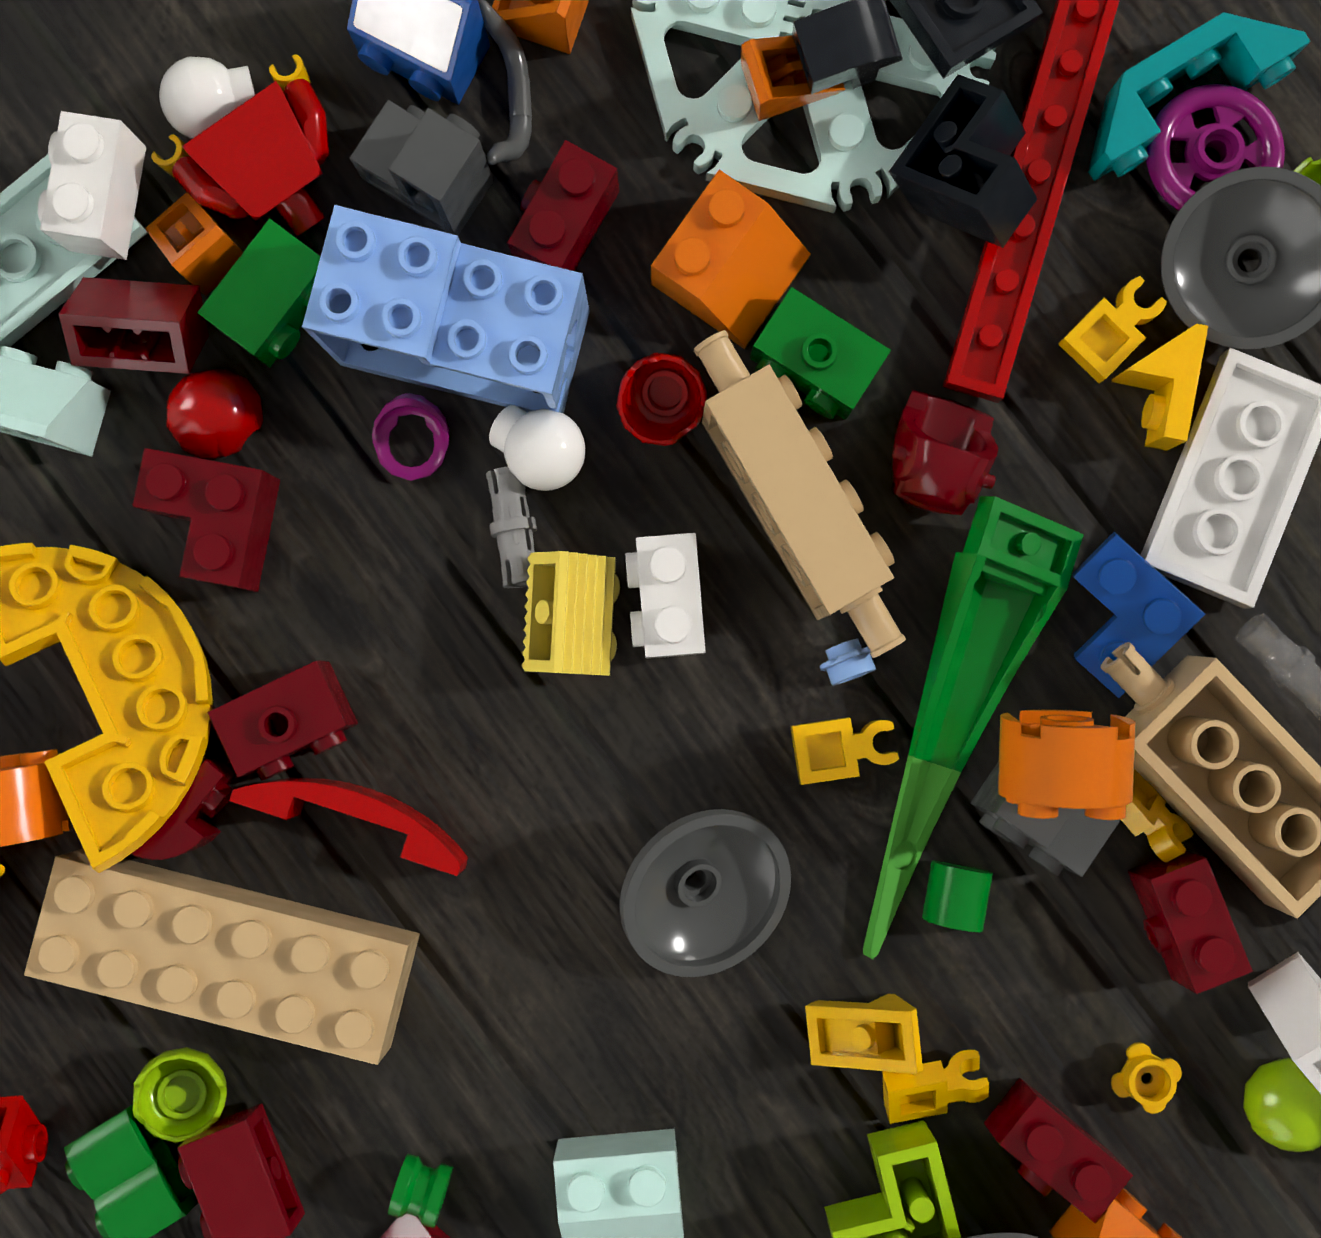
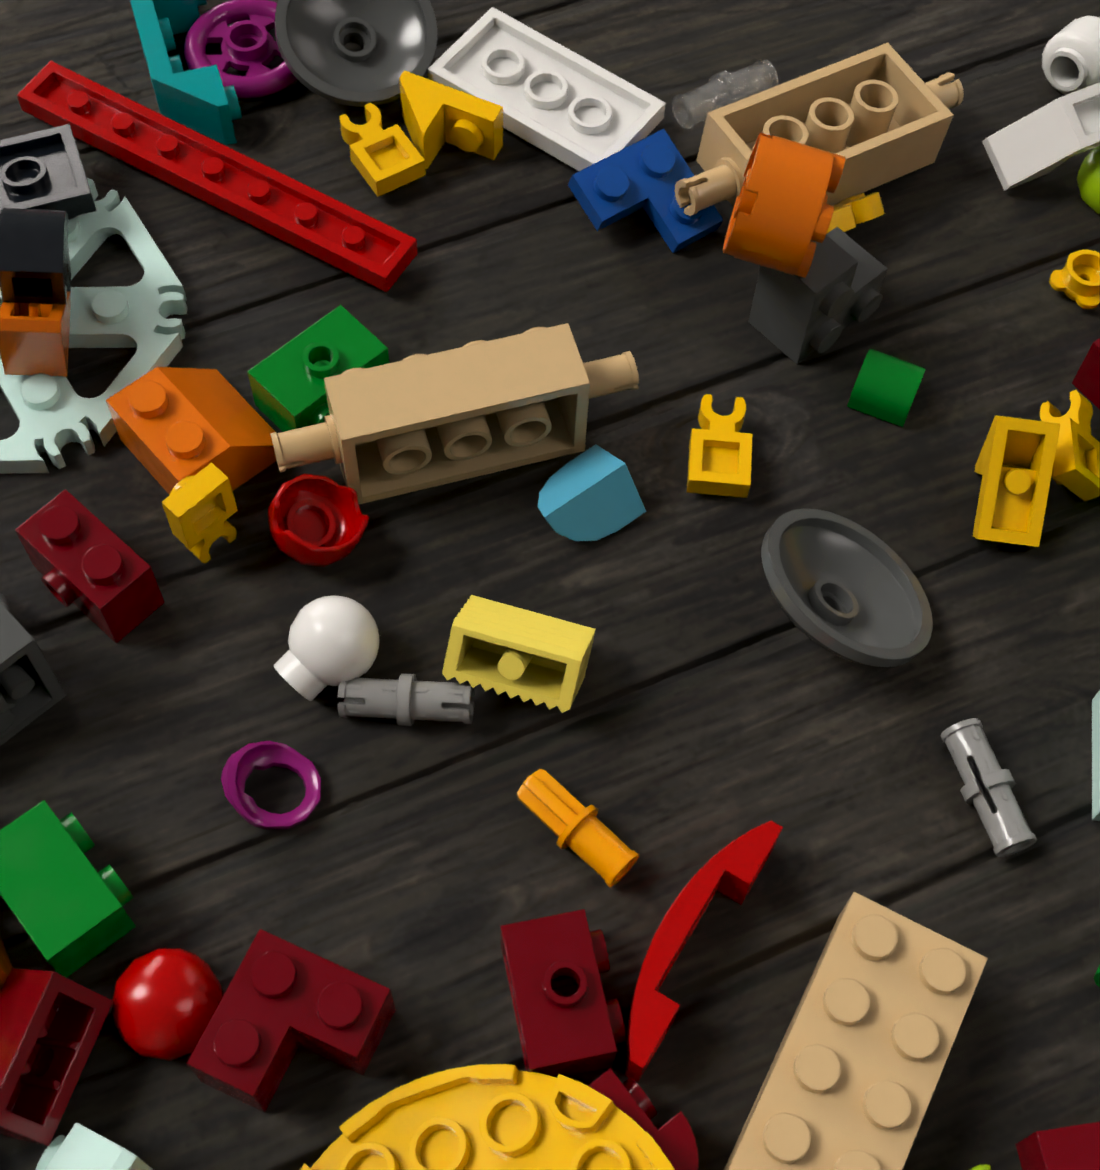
camera: 80 degrees left, 25 degrees down
(435, 700) = (577, 826): none -> light orange axle
(446, 312) = (156, 678): light blue piece -> none
(557, 1045) = (988, 787): none -> light grey pin
(631, 292) = (200, 510): none -> yellow plate
(669, 594) = (526, 558): white brick -> none
(755, 634) = (590, 497): none -> medium azure brick
(847, 662) = (635, 424): light blue plate -> none
(942, 454) = (458, 299): dark red helmet -> none
(963, 166) = (191, 213): black brick -> none
(990, 618) = (616, 288): green plate -> none
(1189, 922) = (942, 208): dark red brick -> none

